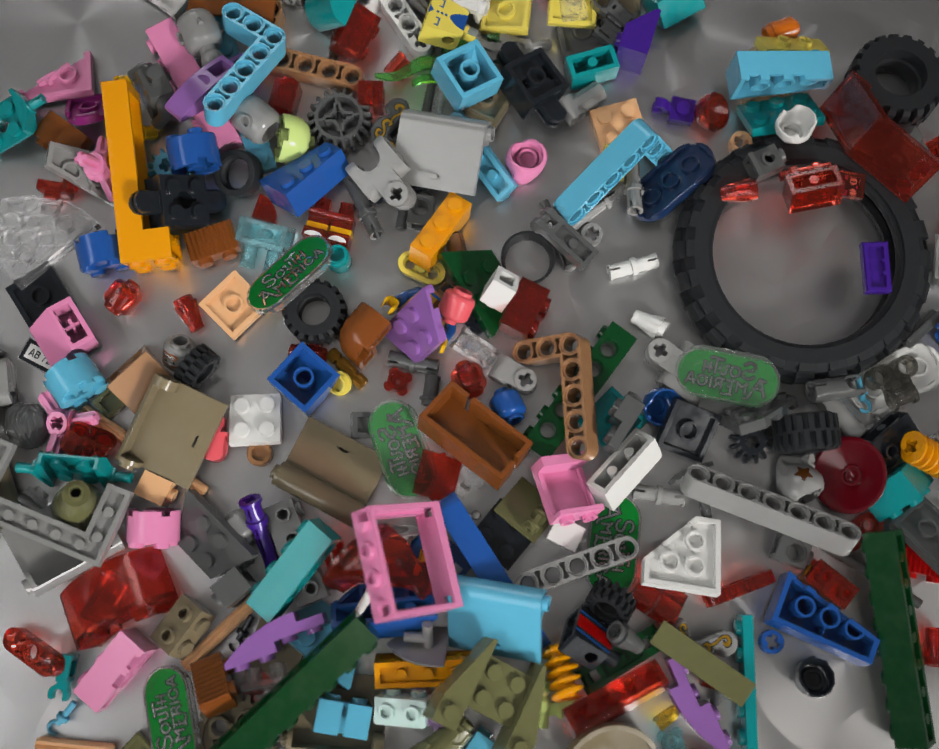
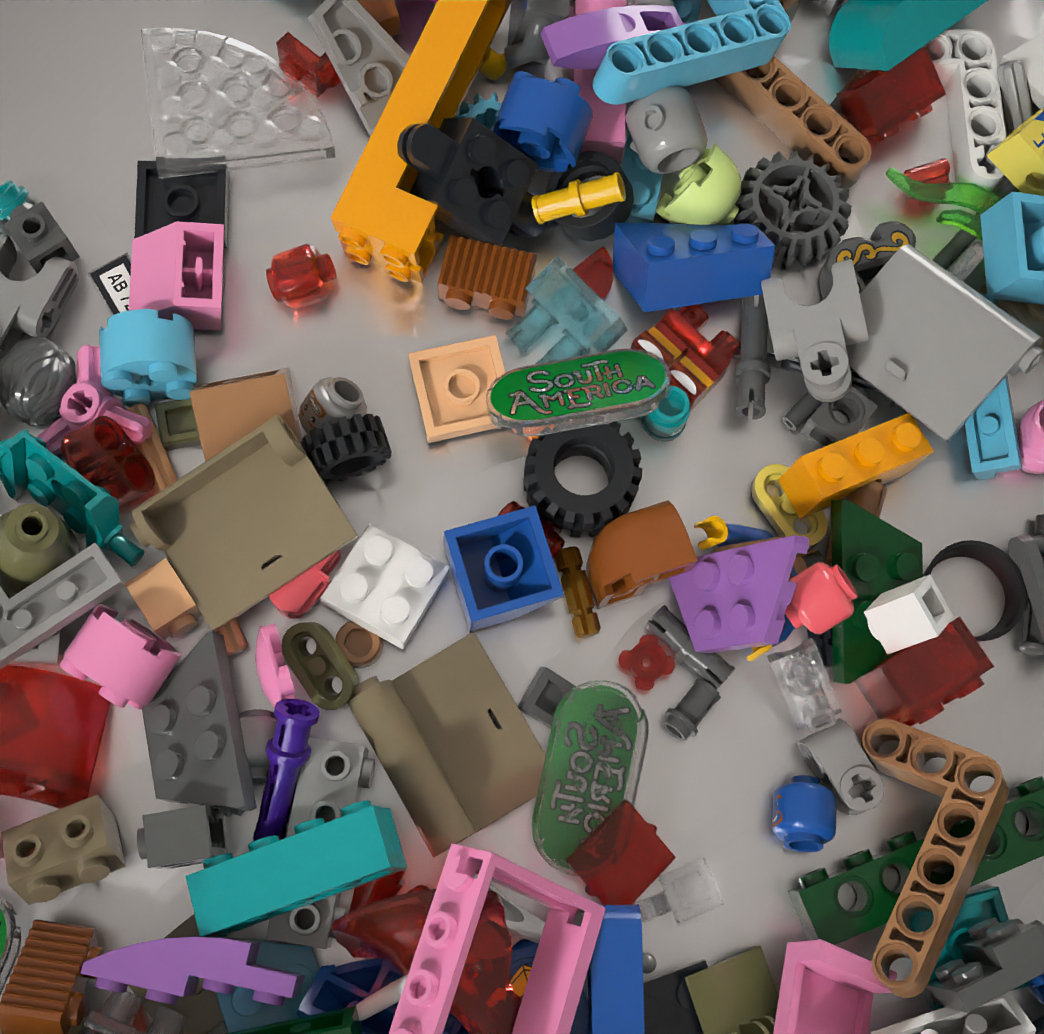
camera: 25 degrees right, 5 degrees down
(97, 166) = (385, 58): bright pink bush -> none
(98, 253) = (306, 189): blue brick -> none
(189, 312) = (386, 358): clear red cone -> none
(218, 635) = (111, 897): light nougat axle -> none
(225, 488) = (271, 666): none -> bright pink dish
(233, 179) = (578, 198): none -> yellow pin
(243, 632) = (151, 919): black hand -> none
(248, 476) = (318, 669): none -> olive plate
(285, 95) = (732, 123): clear red brick -> none
(342, 385) = (556, 614): light yellow plate -> none
(372, 94) = (866, 195): clear red bracket -> none
(469, 377) = (764, 729): clear red head -> none
(474, 436) = (726, 831): dark orange piece -> none

